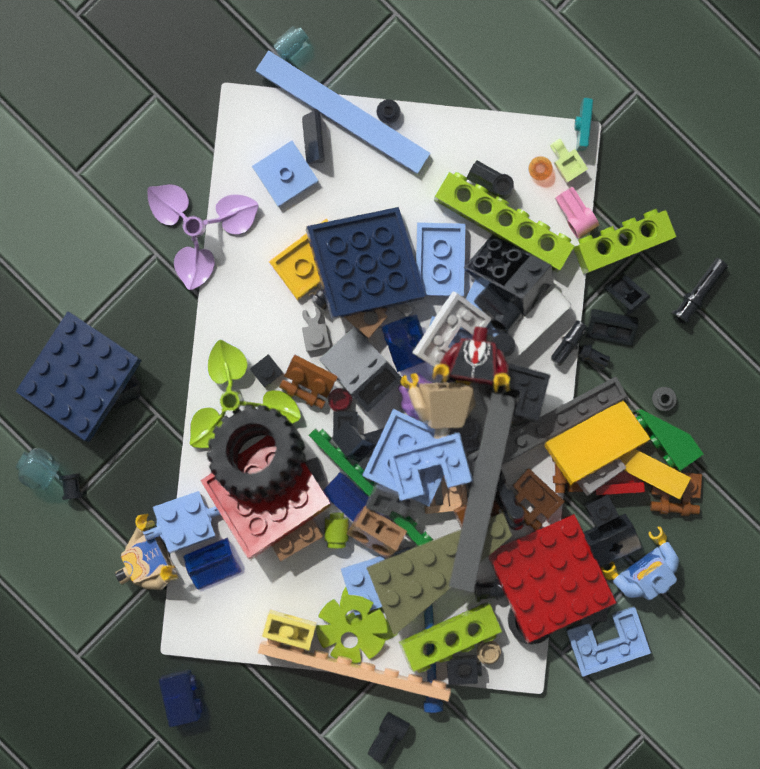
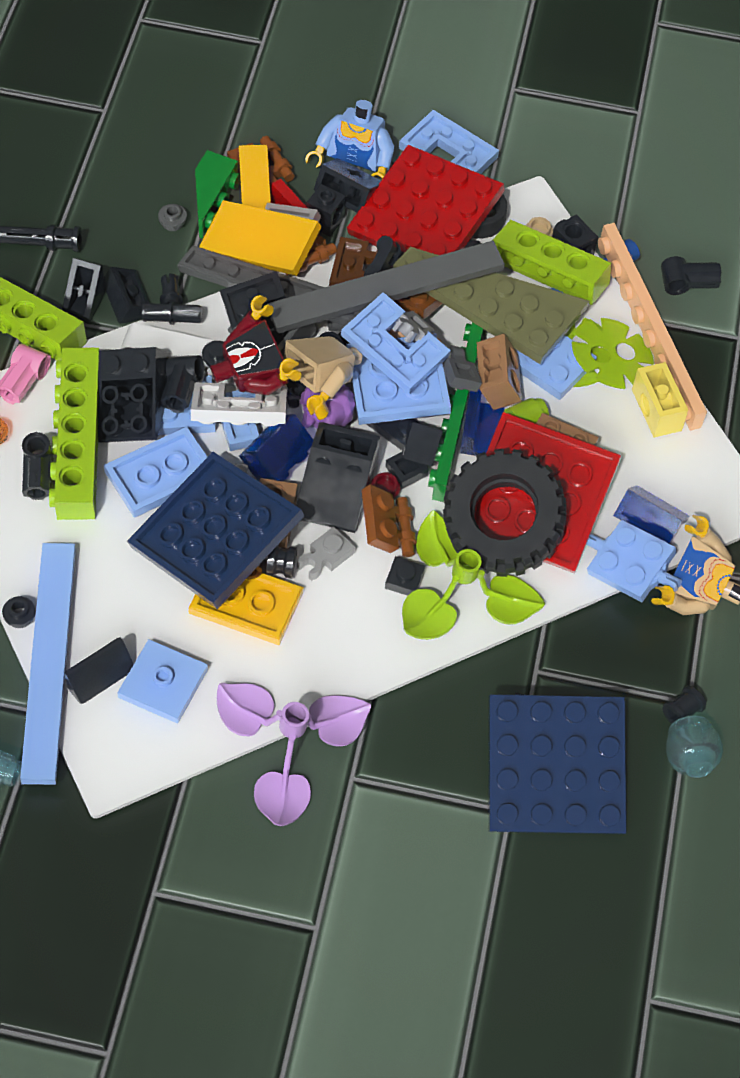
camera: 125 degrees left, 30 degrees down
(433, 486) = (412, 327): none -> light grey plate

